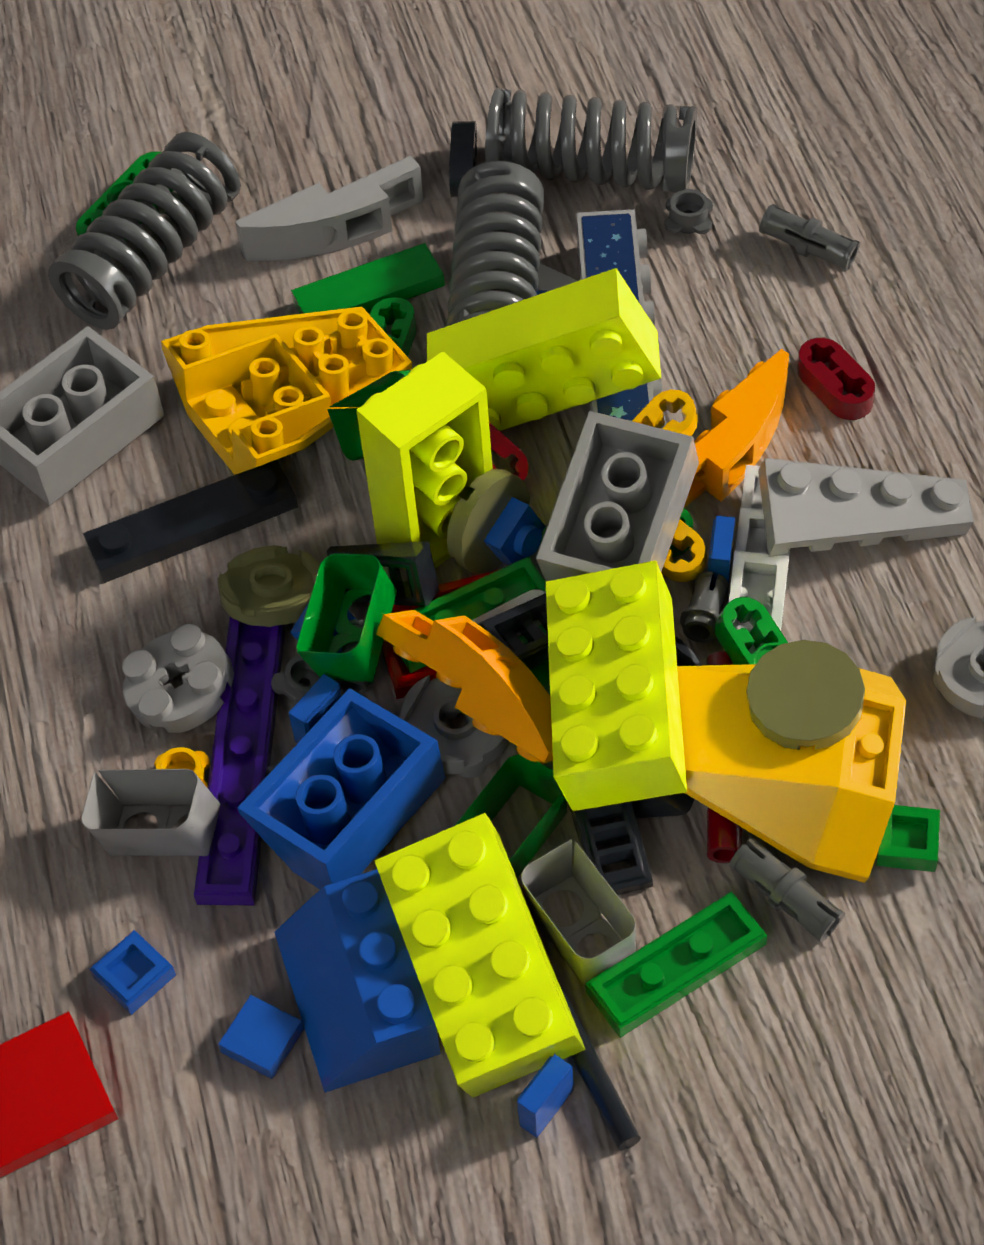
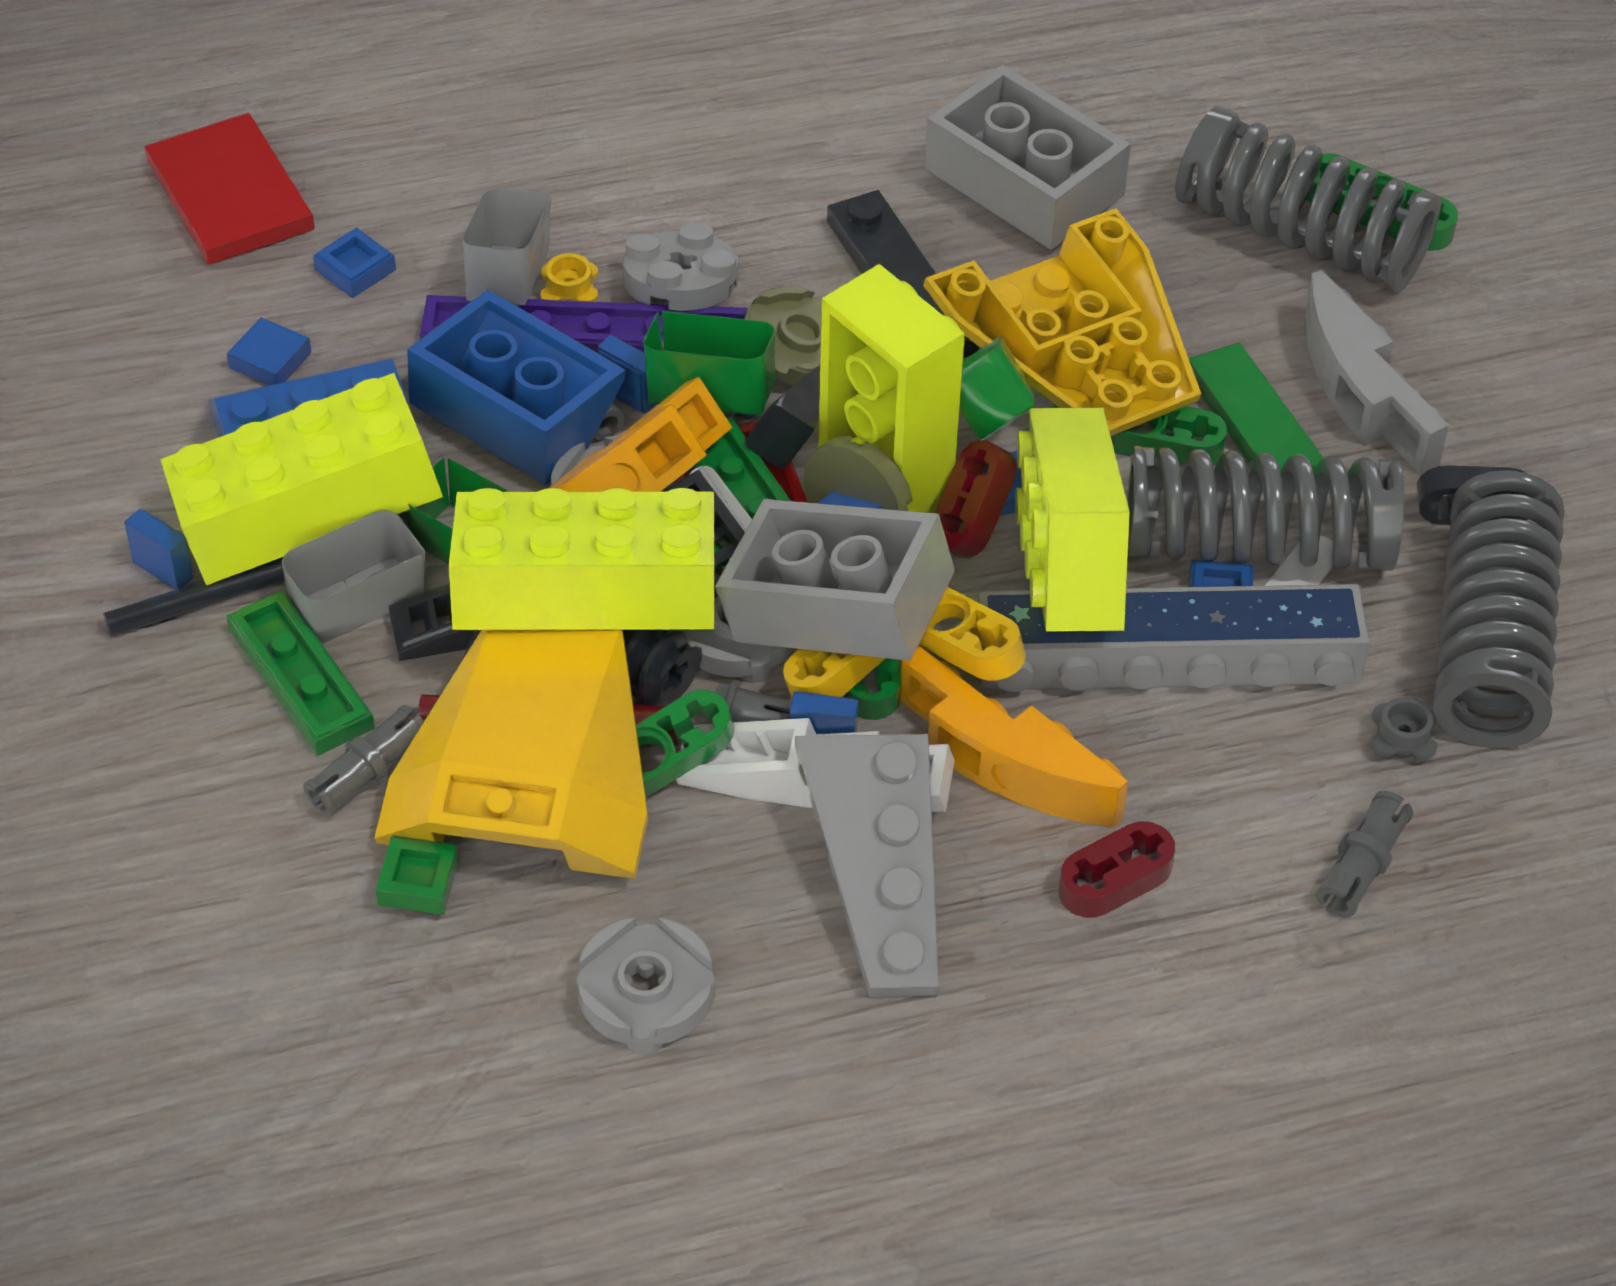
camera: 85 degrees right, 5 degrees down
(805, 694) = (555, 727): olive tile -> none

